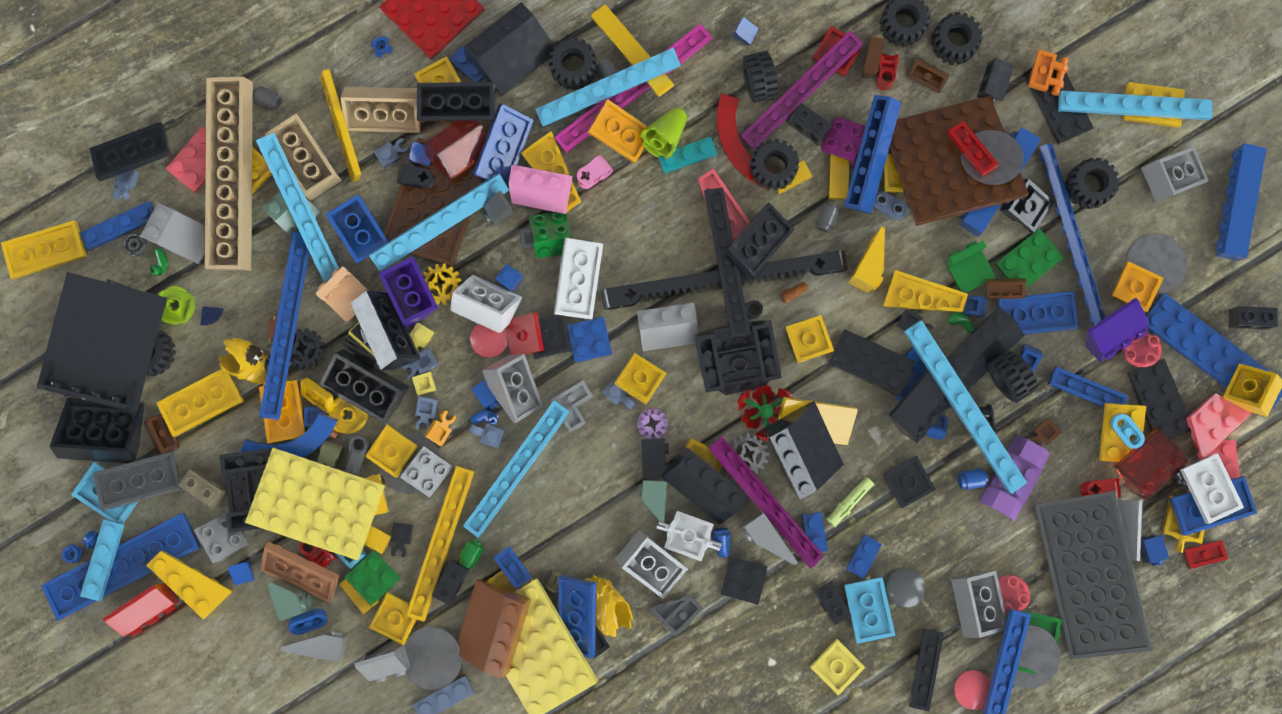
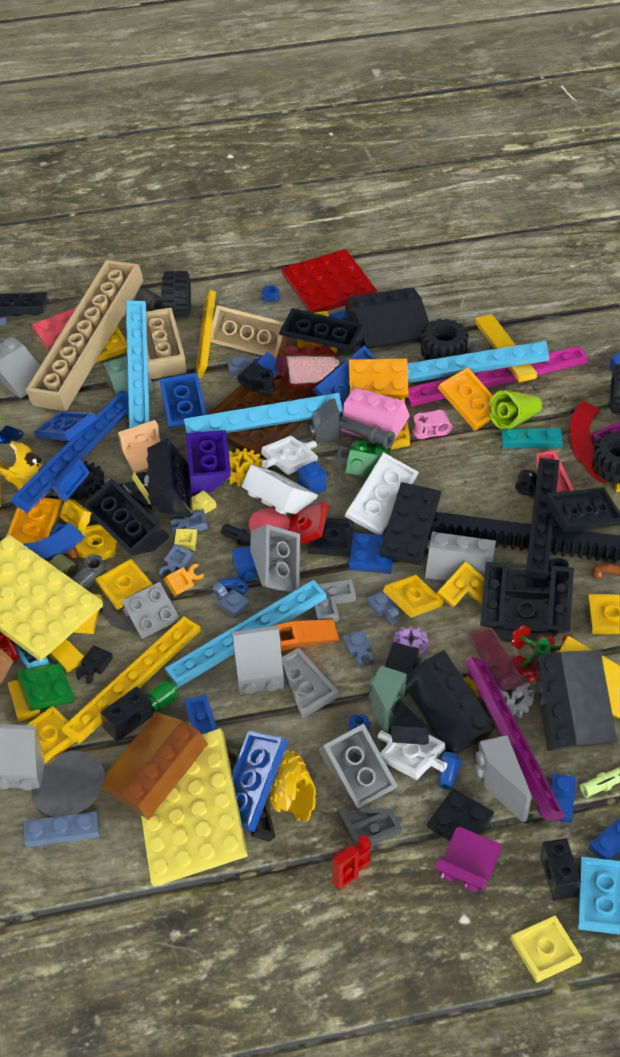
camera: 20 degrees right, 35 degrees down
(261, 295) = (65, 425): none -> blue tile
(292, 90) = (176, 292): none -> black tyre
(297, 365) = (70, 479): none -> blue tile
(469, 362) = (236, 534): none -> black axle
(478, 256) = (289, 454): none -> white plate
(528, 139) = (380, 376): none -> light orange plate
(540, 503) = (258, 660): none -> light grey slope
(547, 211) = (373, 434): none -> dark grey pin
(564, 453) = (306, 634): none -> orange slope
(582, 497) = (308, 685): none -> light grey wing
(610, 443) = (359, 645): none -> sand blue plate
(615, 307) = (410, 523): none -> black plate
(633, 521) = (363, 719): none -> blue plate
(675, 660) = (350, 861): none -> red plate
(677, 352) = (463, 581): none -> yellow plate
(678, 521) = (408, 727): none -> black slope
(699, 215) = (526, 482): none -> black wheel
(729, 425) = (496, 659): none -> clear pink tile
(762, 621) = (469, 860): none -> magenta bracket

